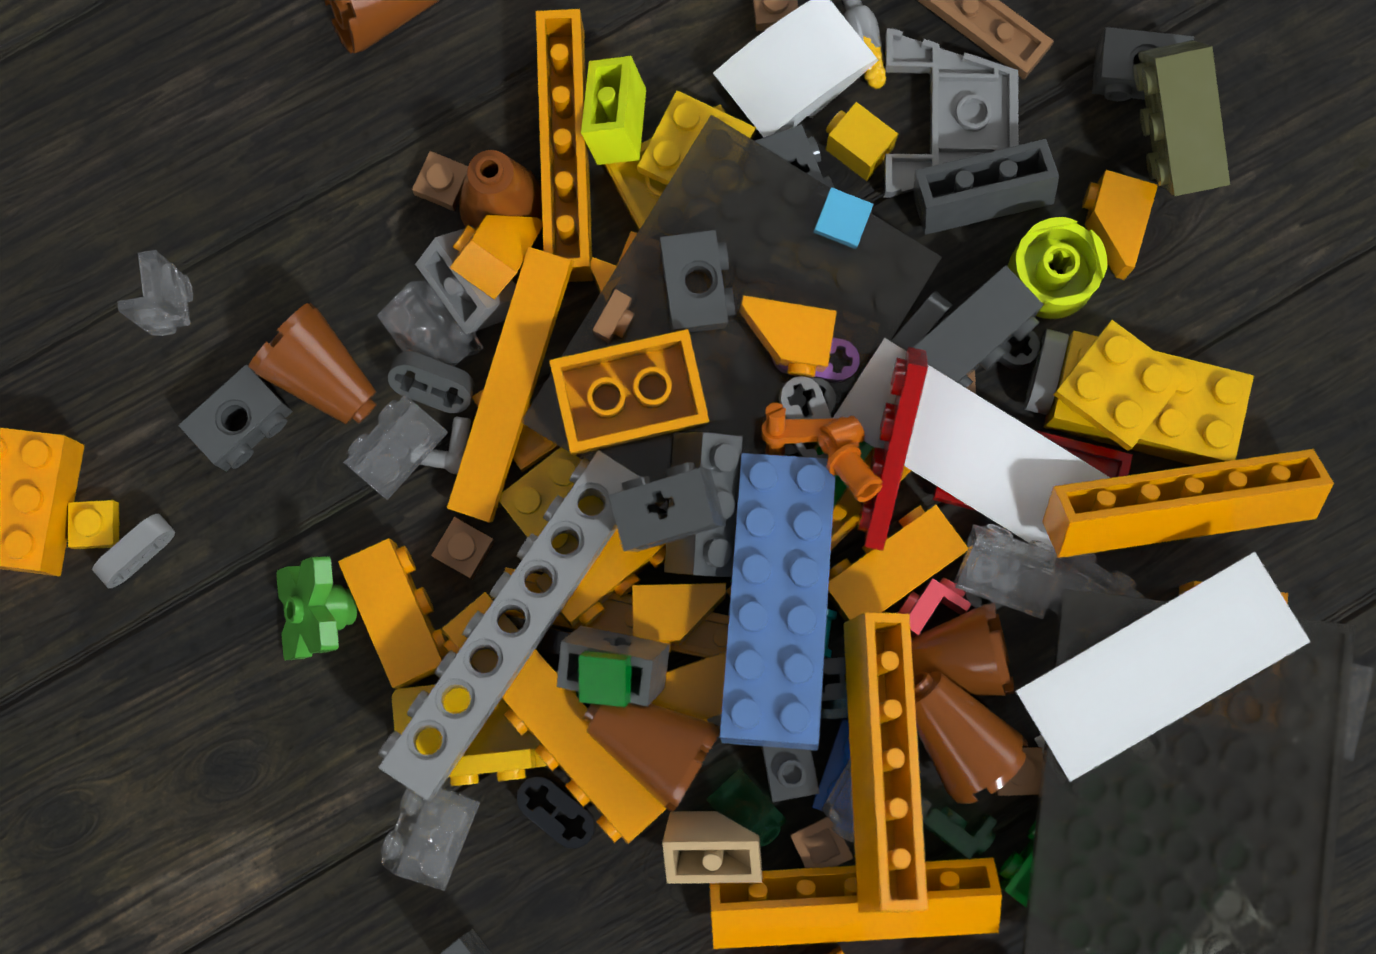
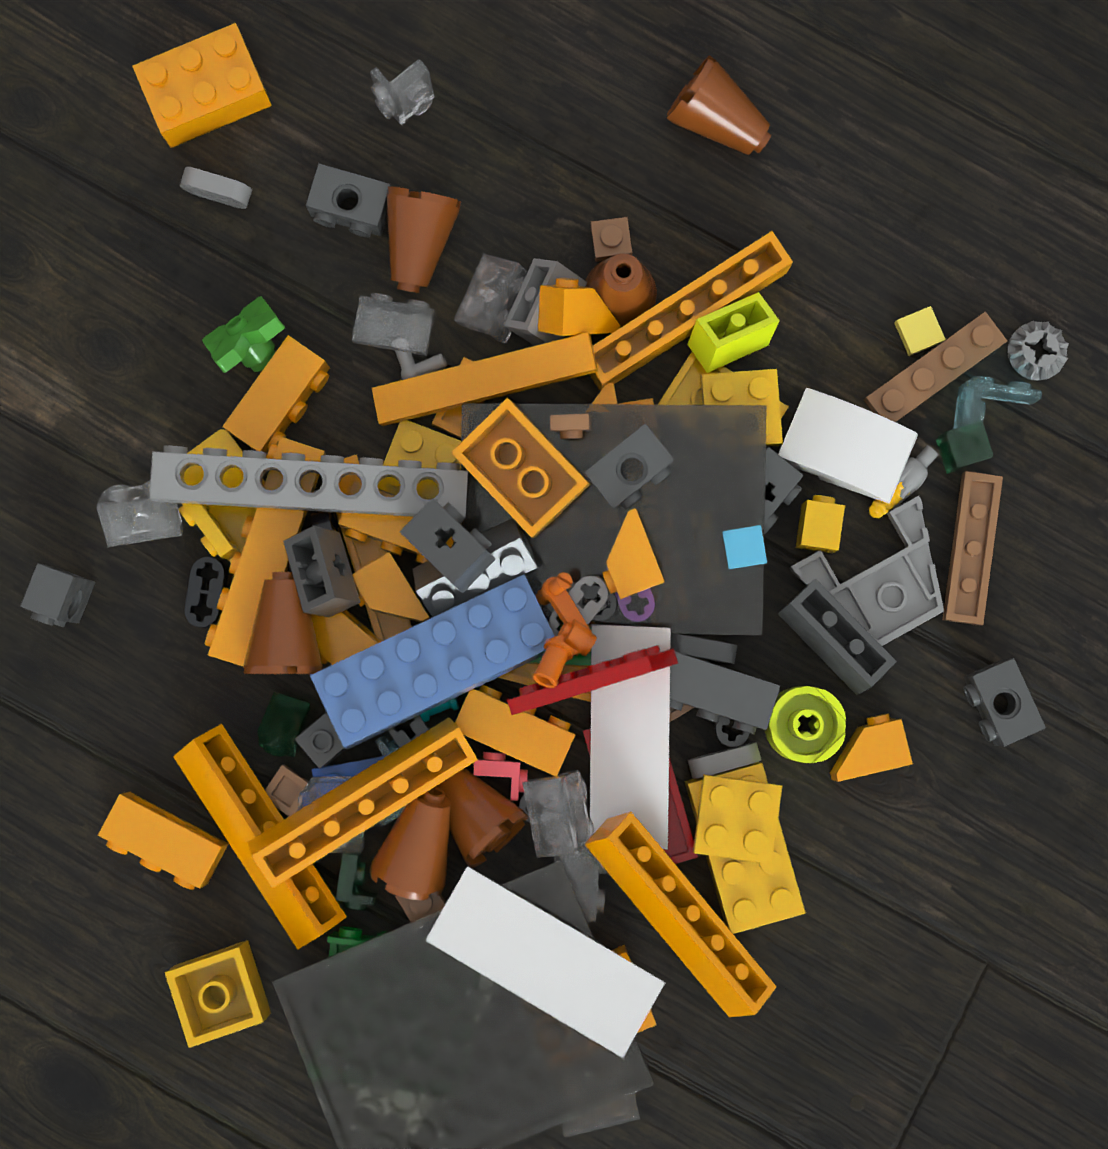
camera: 55 degrees right, 5 degrees up
(93, 524) = (219, 147): yellow plate -> none
(431, 382) = (455, 322): dark grey beam -> none
(463, 548) = (352, 416): medium nougat plate -> none
(605, 678) = (304, 571): green tile -> none
(710, 849) = (237, 713): tan slope -> none
(1182, 117) = (970, 752): olive brick -> none

